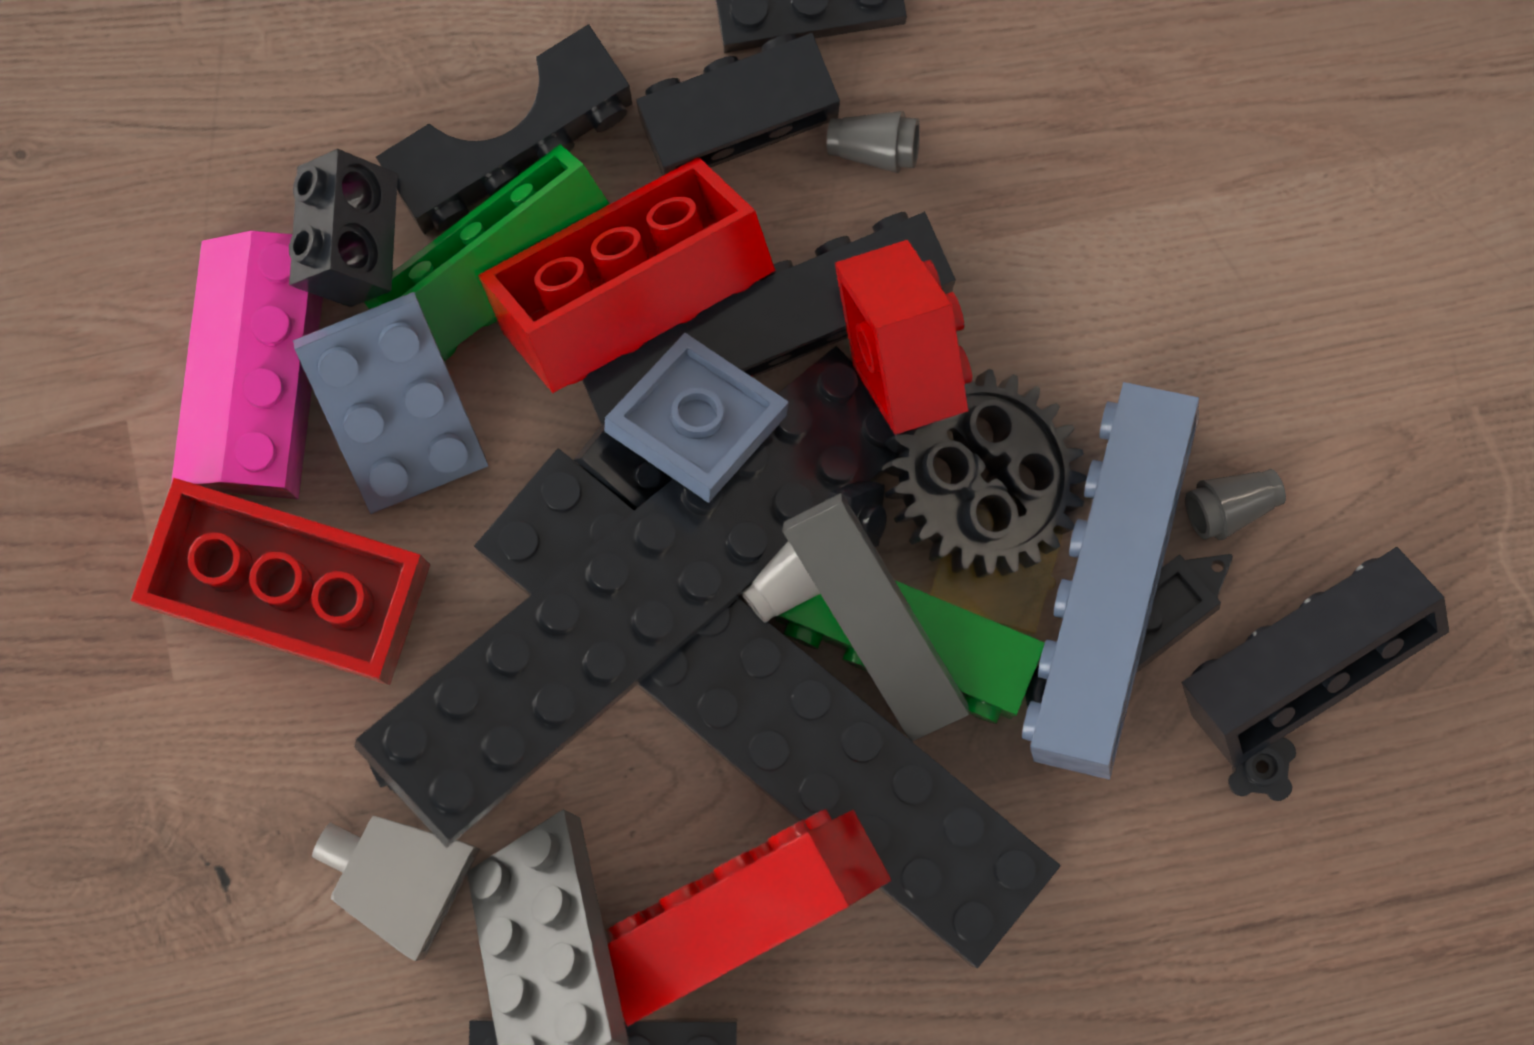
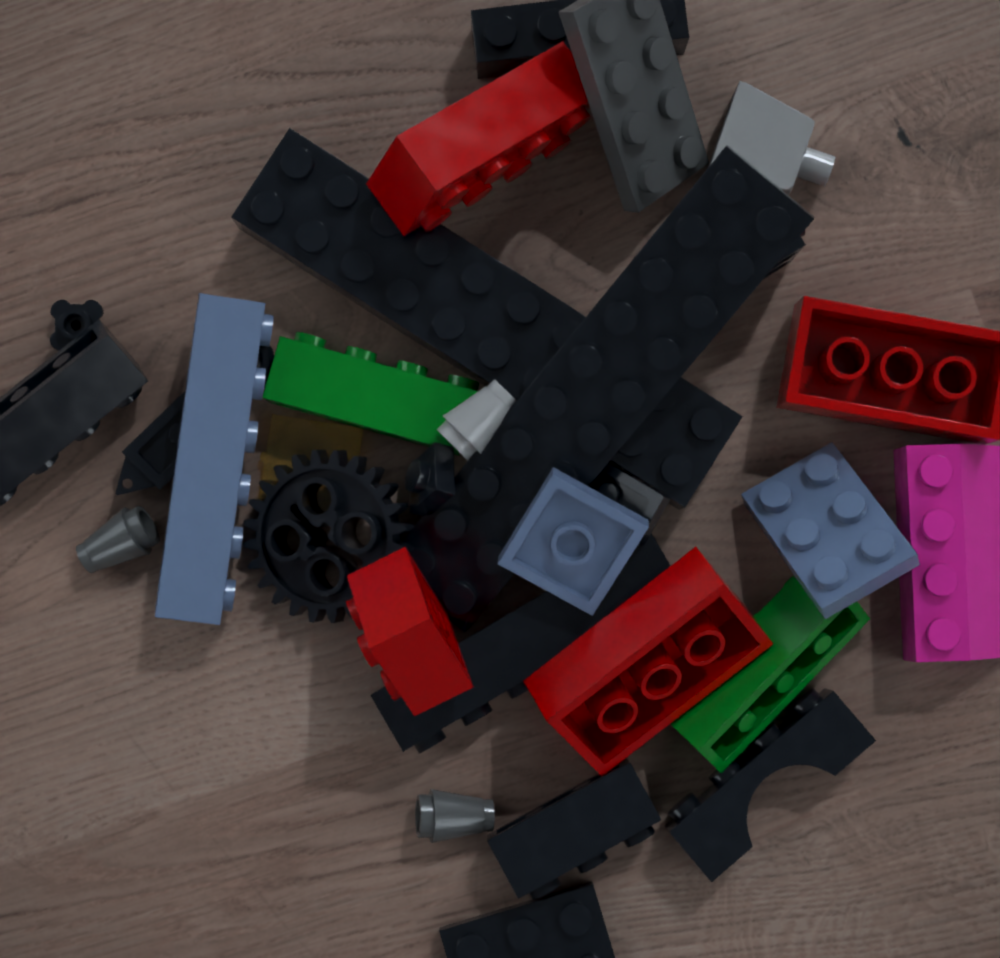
camera: 170 degrees right, 5 degrees up
(343, 228) = (893, 670): black brick -> none
(875, 617) = (404, 392): dark grey tile -> none

